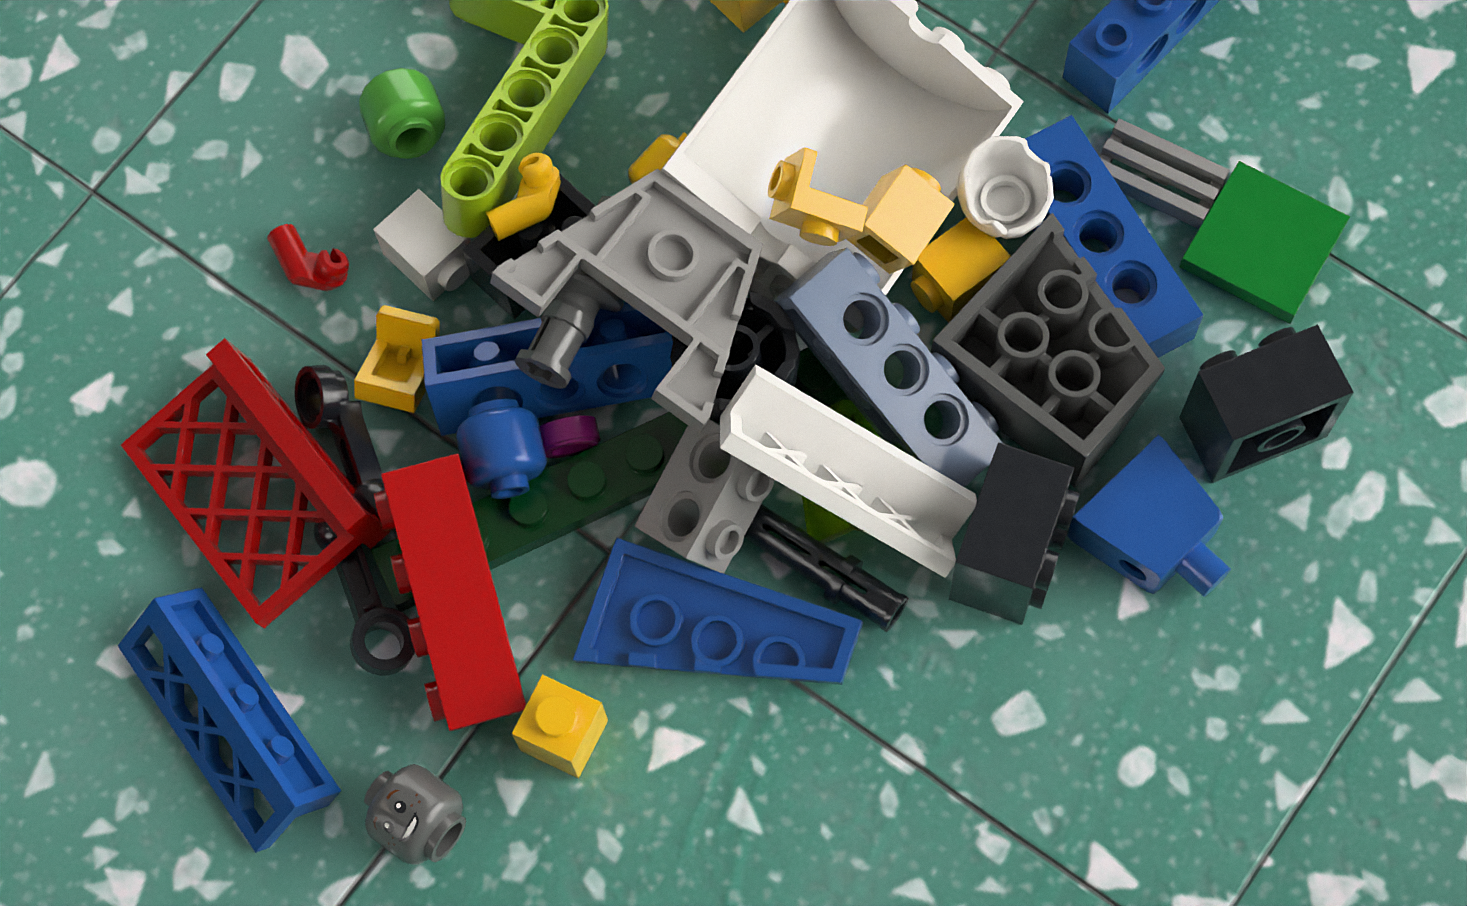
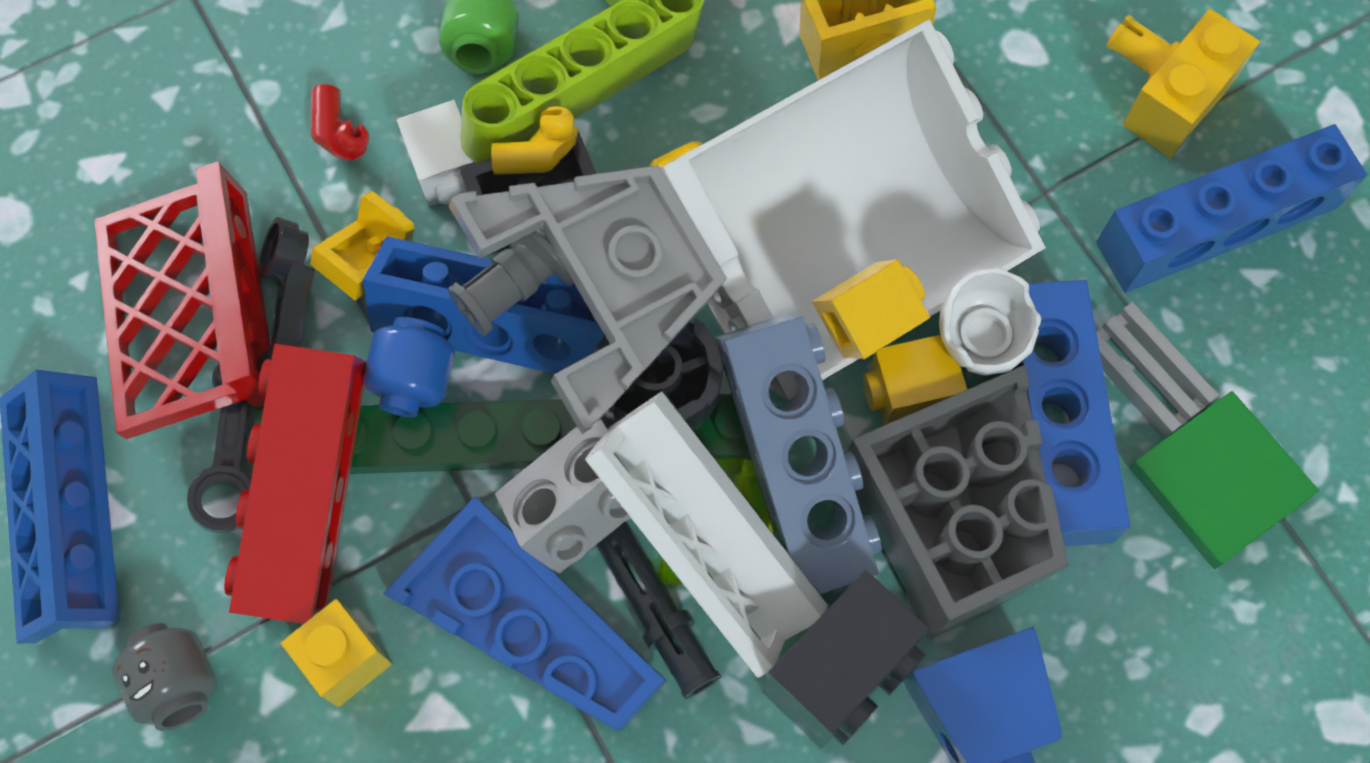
camera: 20 degrees right, 0 degrees up
(569, 436) = (480, 381): magenta tile -> none
(818, 215) = (792, 273): yellow bracket -> none
(1264, 401) = (1156, 639): black brick -> none

